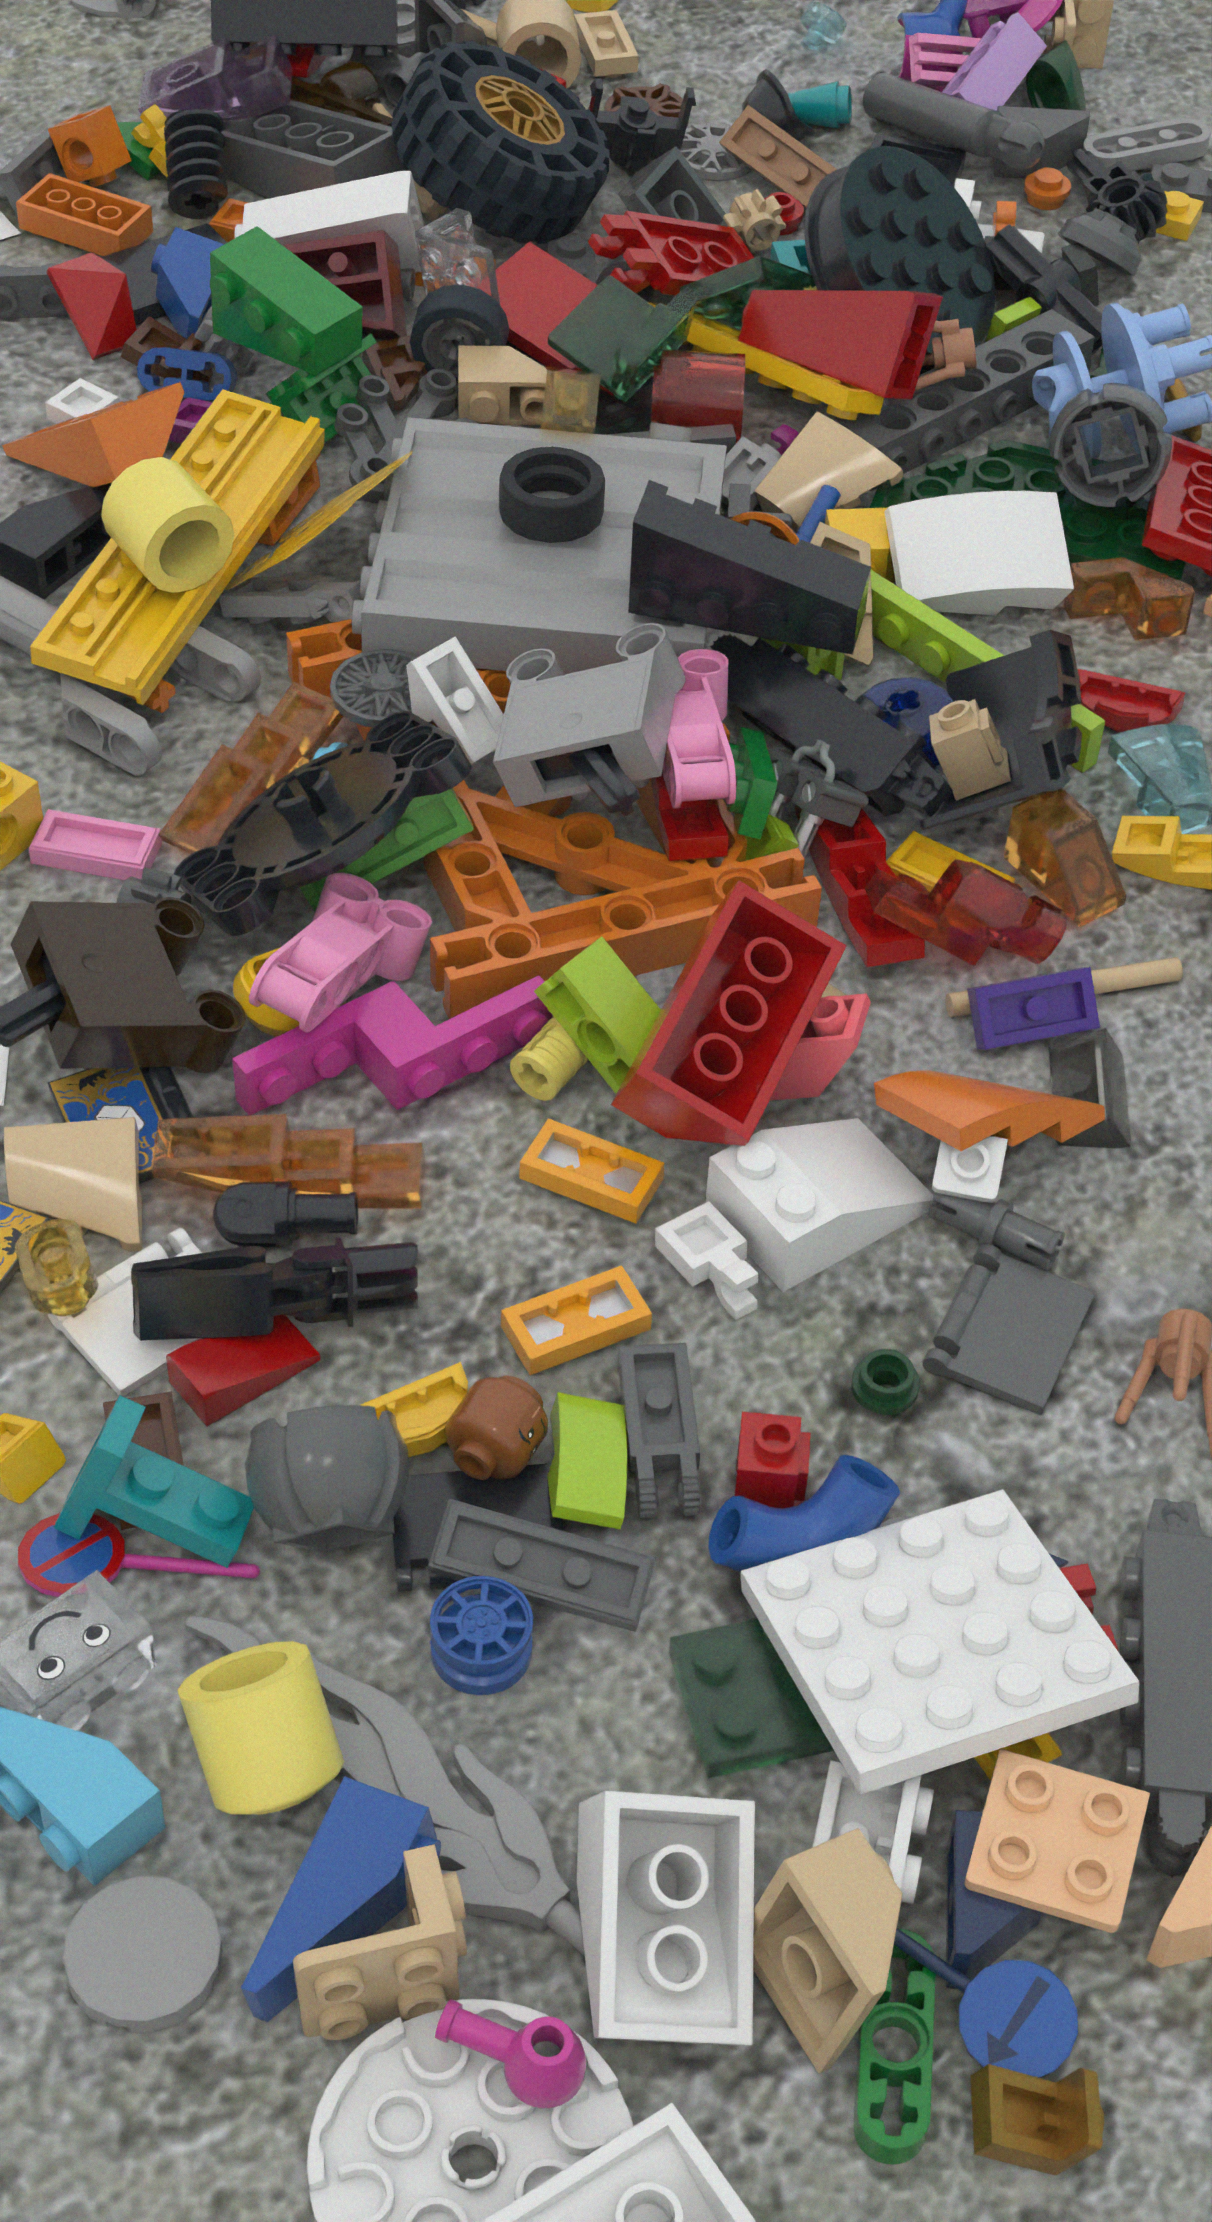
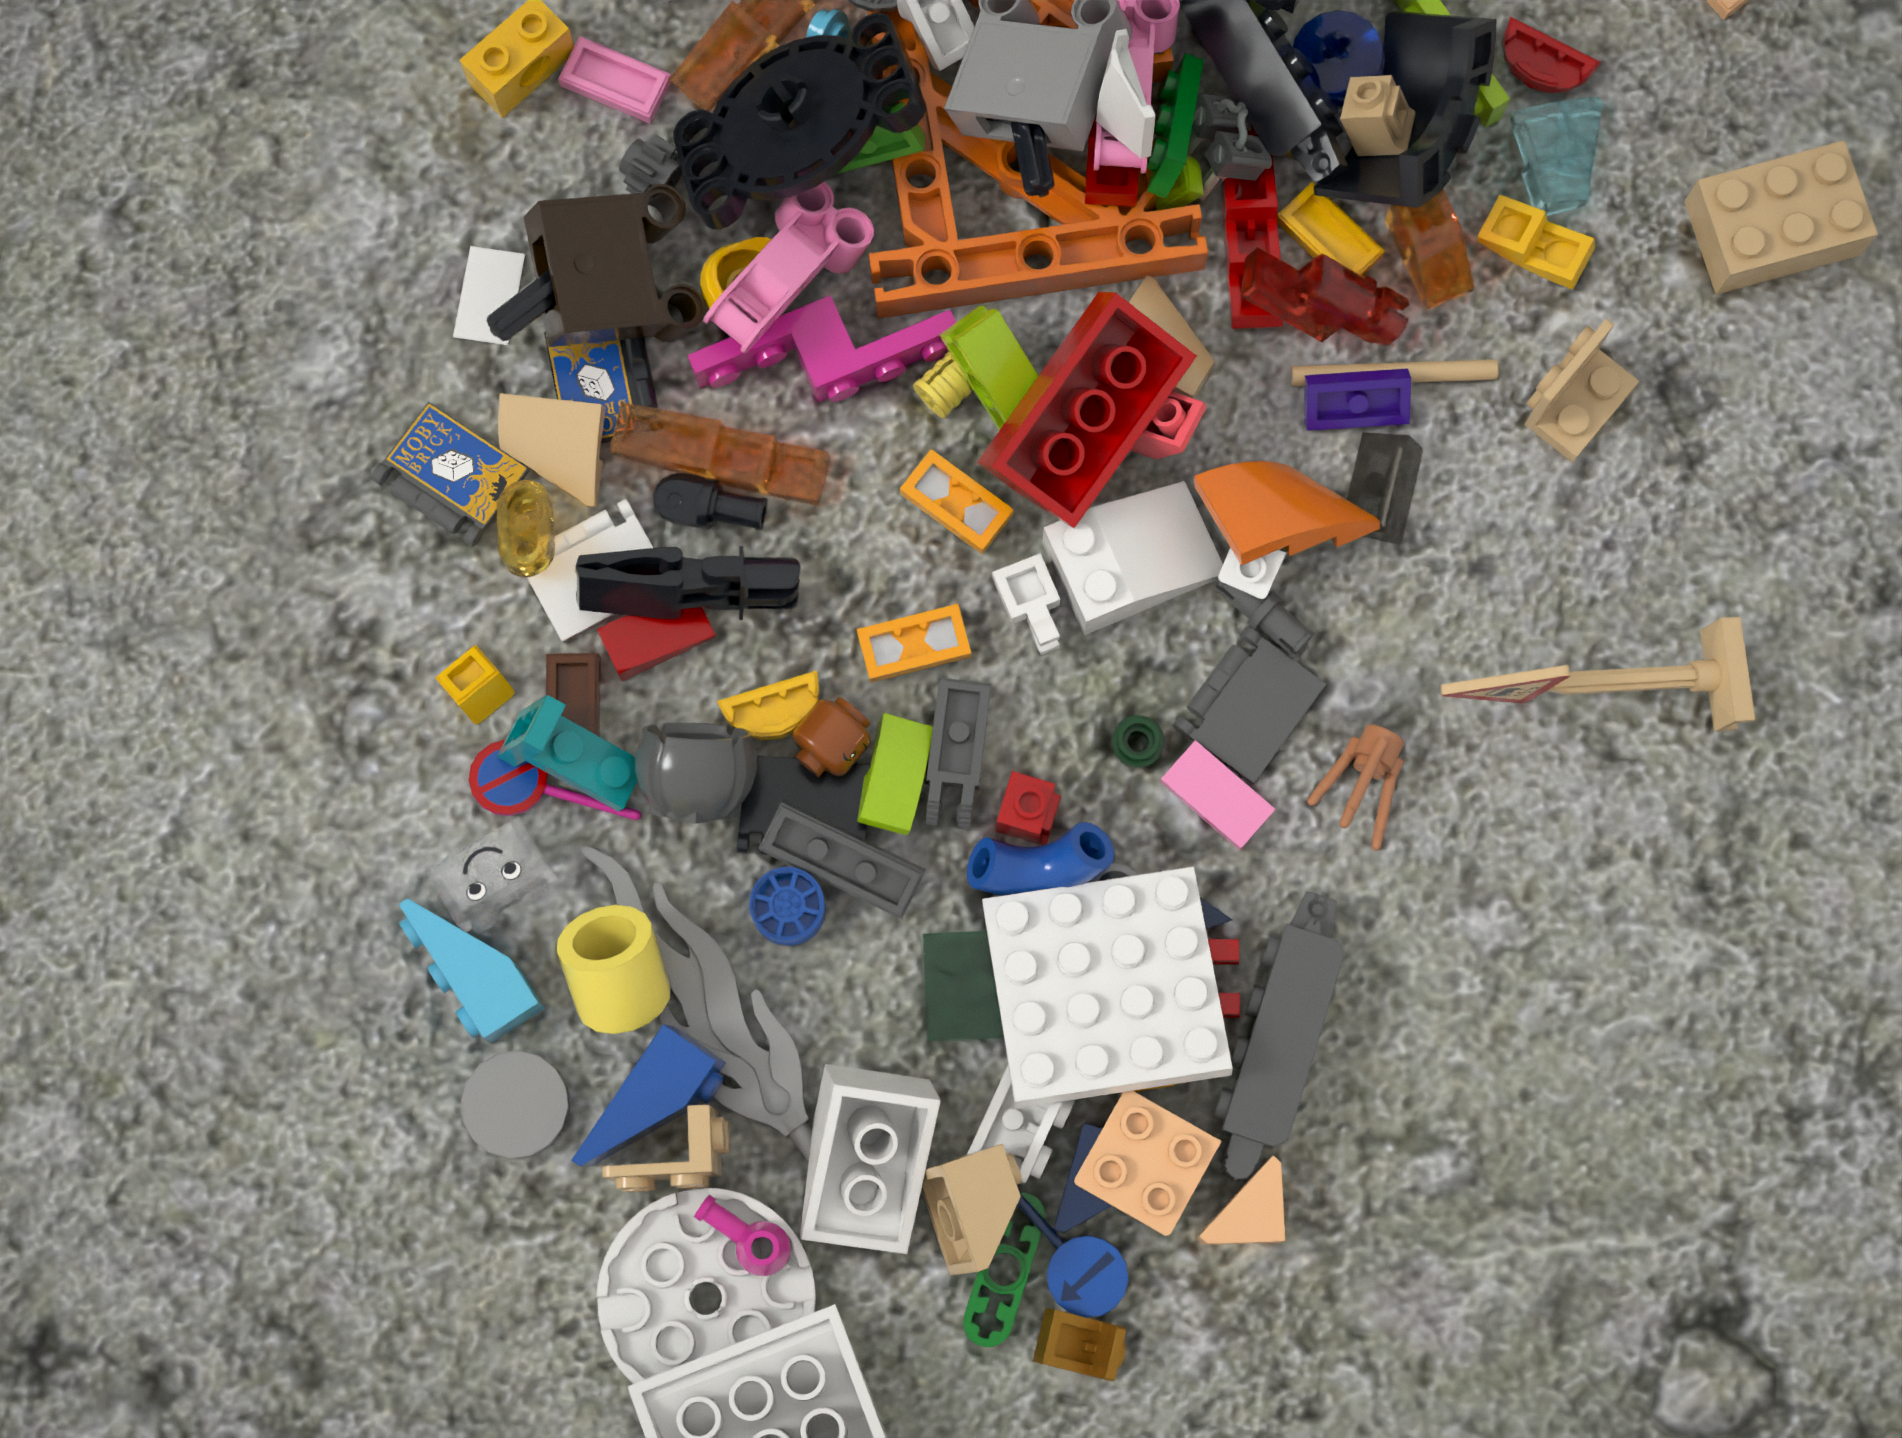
camera: 15 degrees right, 30 degrees up
(703, 711) = (1122, 102): none -> white slope
(1003, 1427) = (1217, 795): none -> bright pink tile

